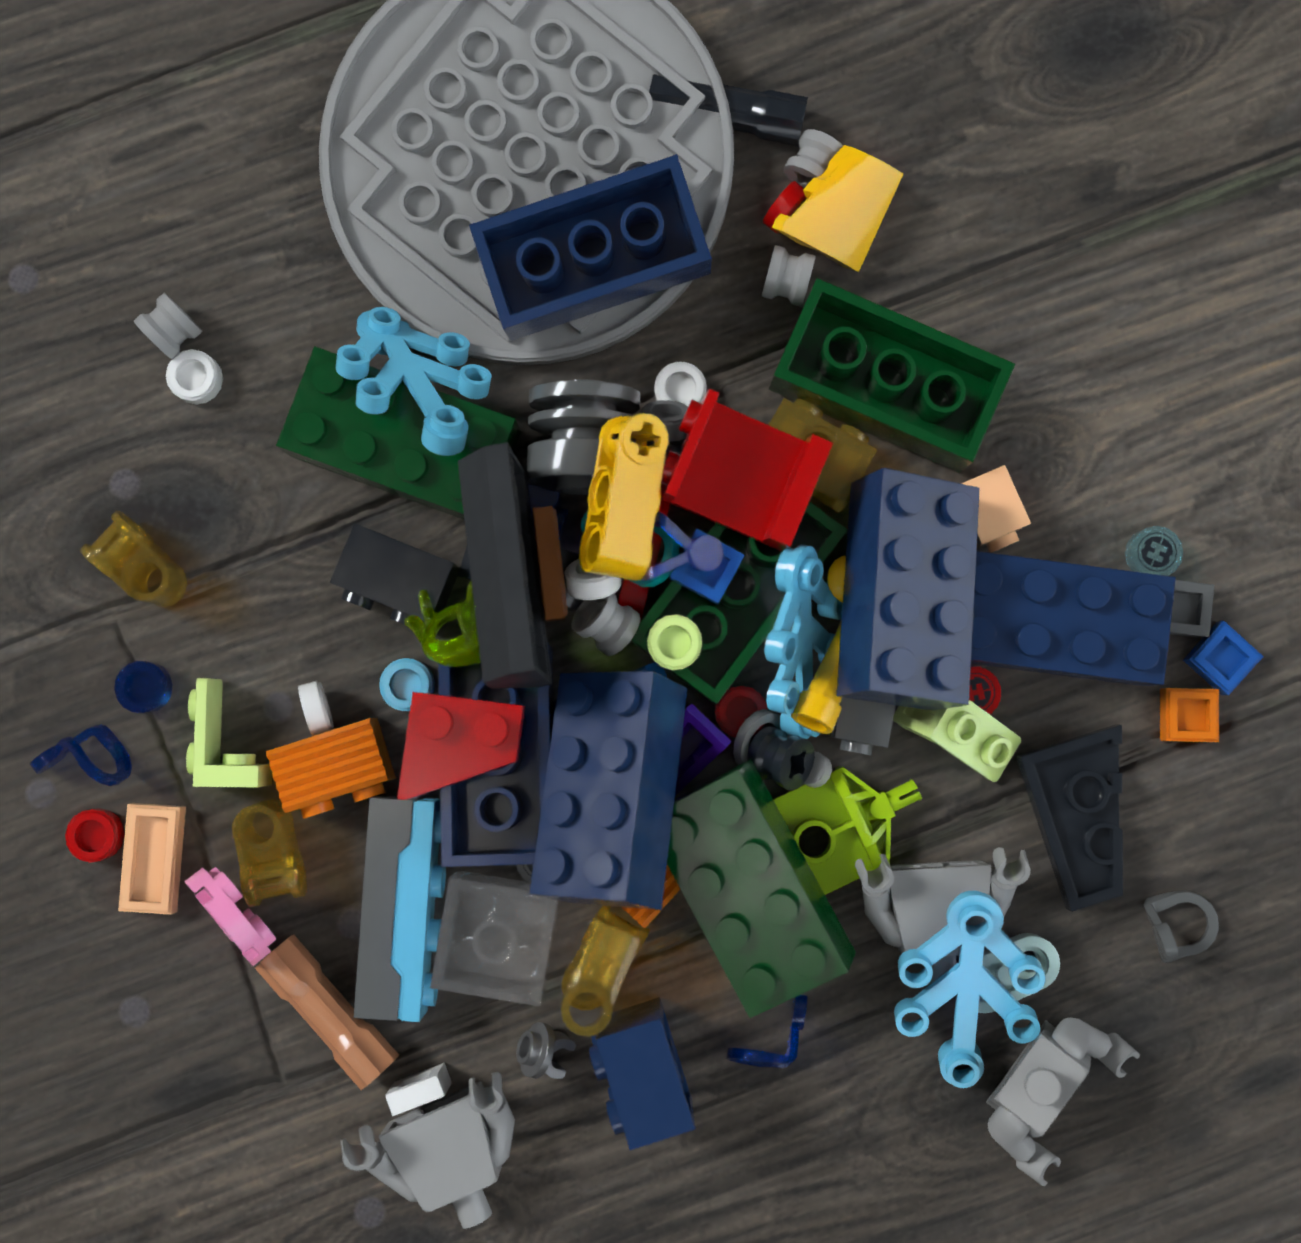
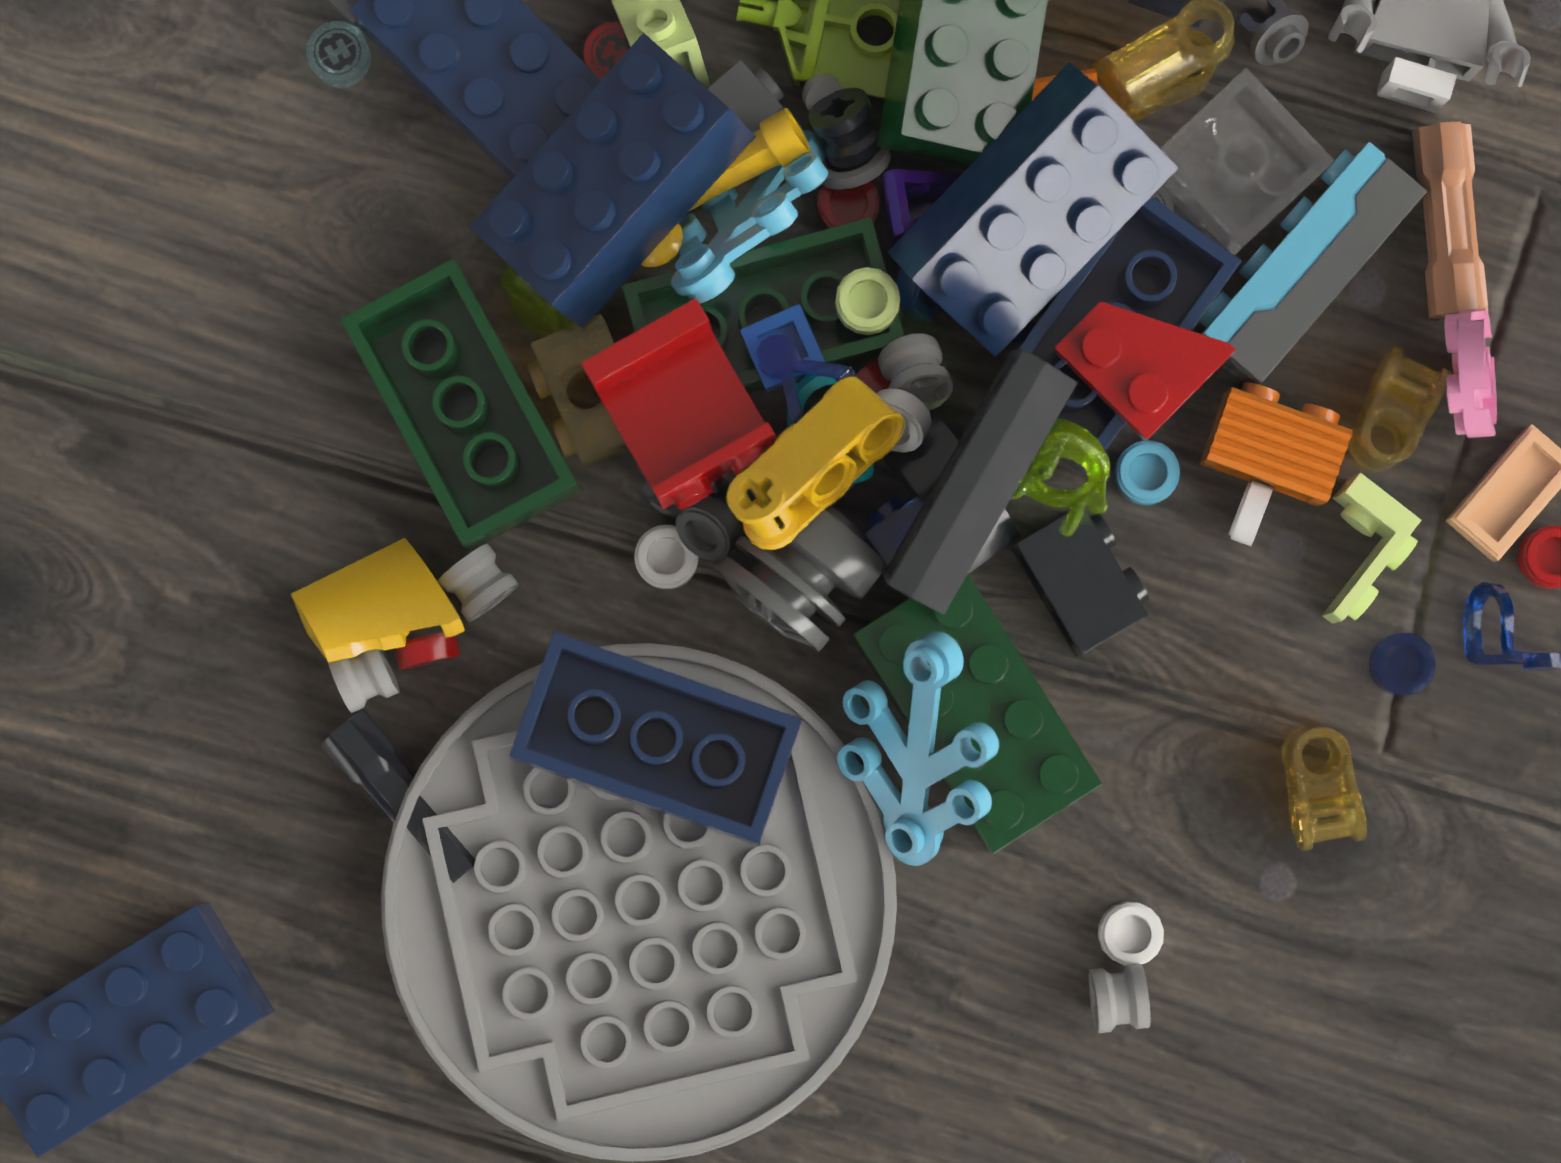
camera: 150 degrees left, 0 degrees up
(549, 563) = (929, 460): reddish brown tile -> none
(999, 510) = (456, 203): light nougat brick -> none

